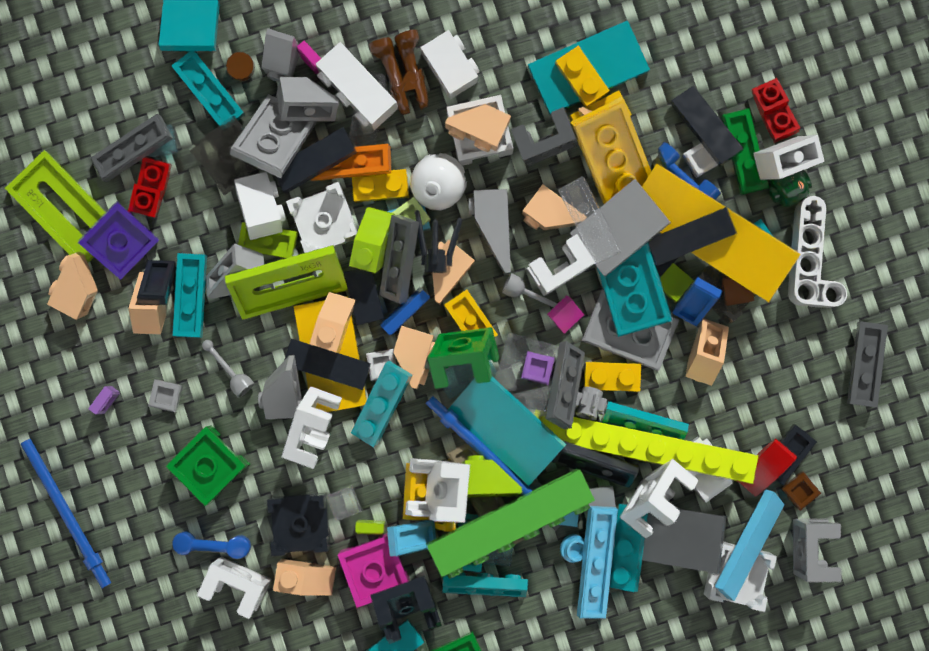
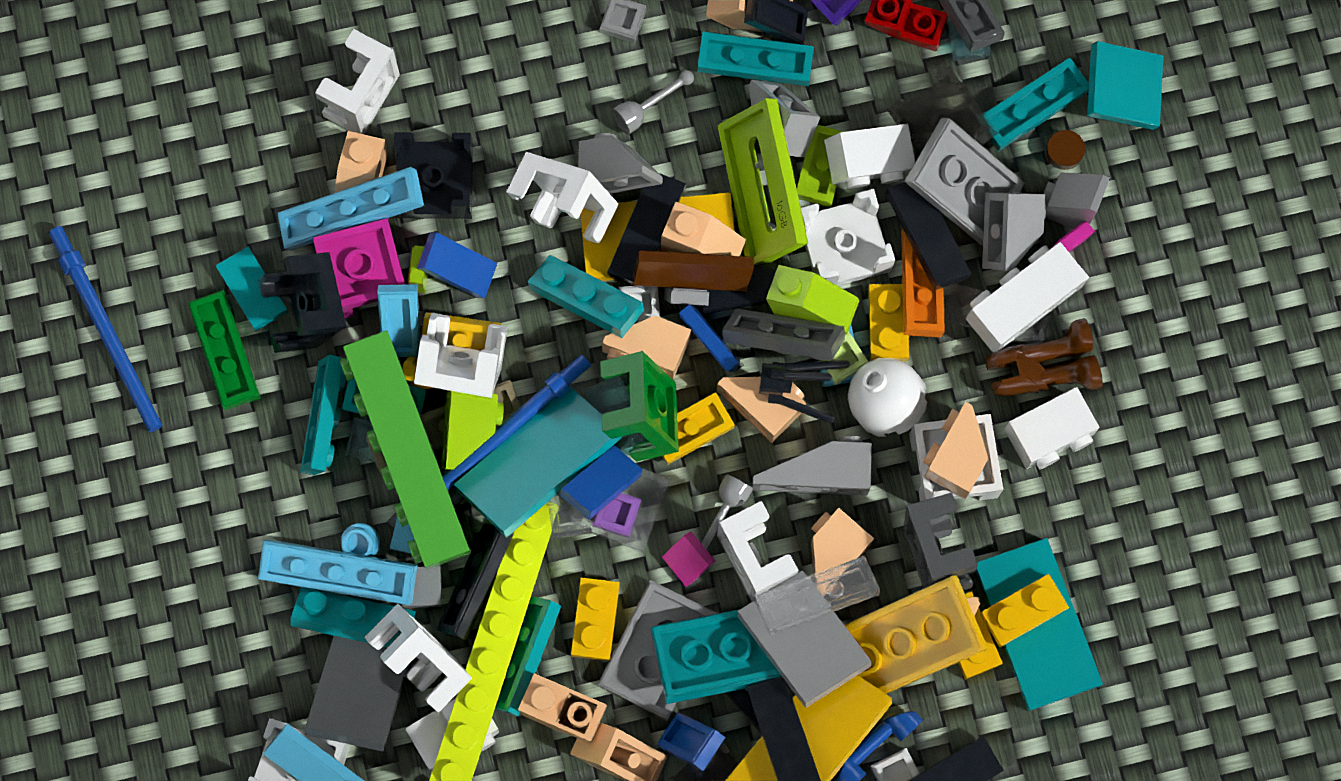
camera: 90 degrees right, 10 degrees down
(207, 465) = (524, 62): green panel -> none
(236, 547) = (409, 92): blue bar -> none
(331, 581) = (351, 208): none -> medium azure tile
(344, 503) = (458, 230): clear tile -> none
(358, 327) = (693, 271): none -> reddish brown tile
(366, 499) = (457, 265): none -> blue tile
(375, 337) = (686, 296): none -> light grey tile
(519, 380) = (601, 482): none -> blue tile
(565, 385) = (588, 545): dark grey tile -> none
(590, 403) = (560, 579): light grey gear -> none
(675, 282) = (723, 716): lime tile -> none
(681, 393) = (561, 708): none -> light nougat slope

